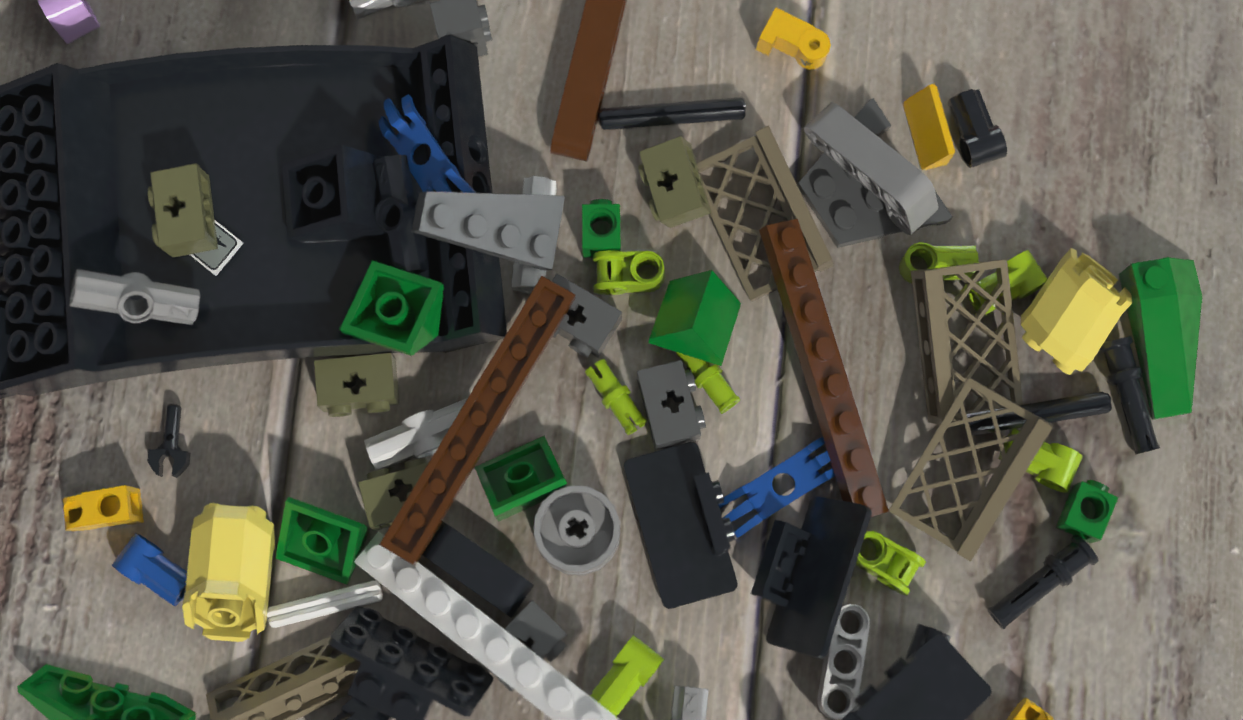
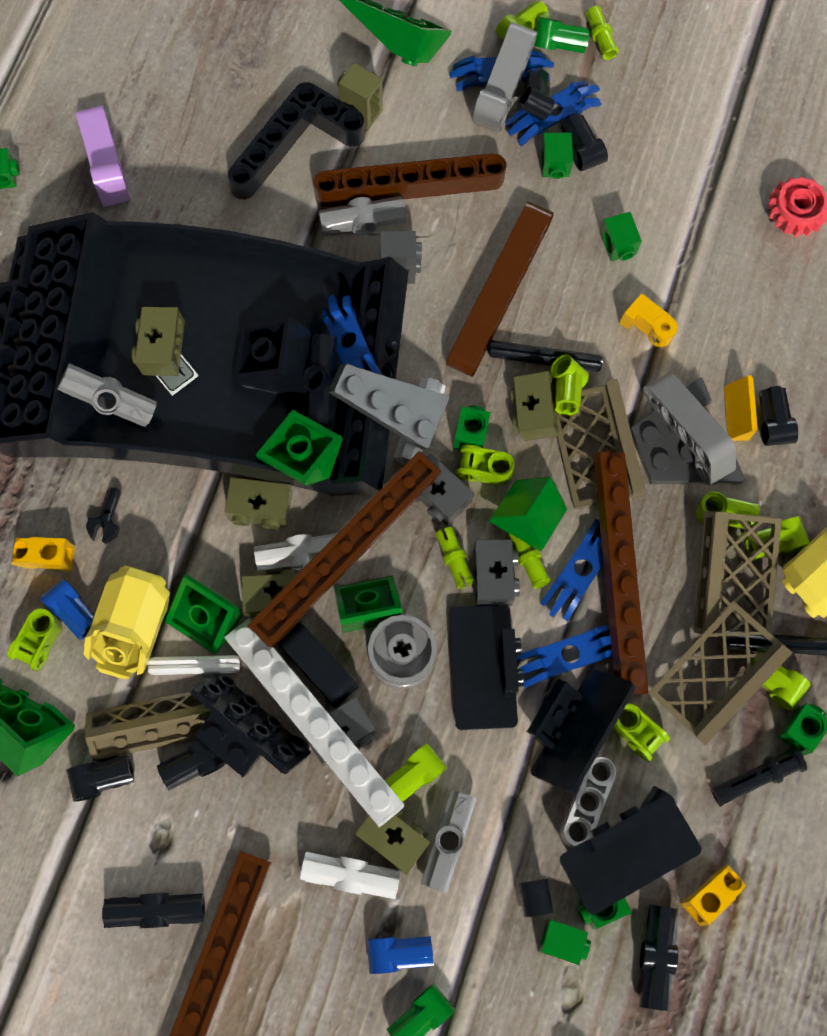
camera: 10 degrees right, 5 degrees down
(119, 620) = (35, 641): none -> lime piece
(710, 143) = (569, 384): none -> lime piece
(765, 393) = (570, 580): none -> blue piece

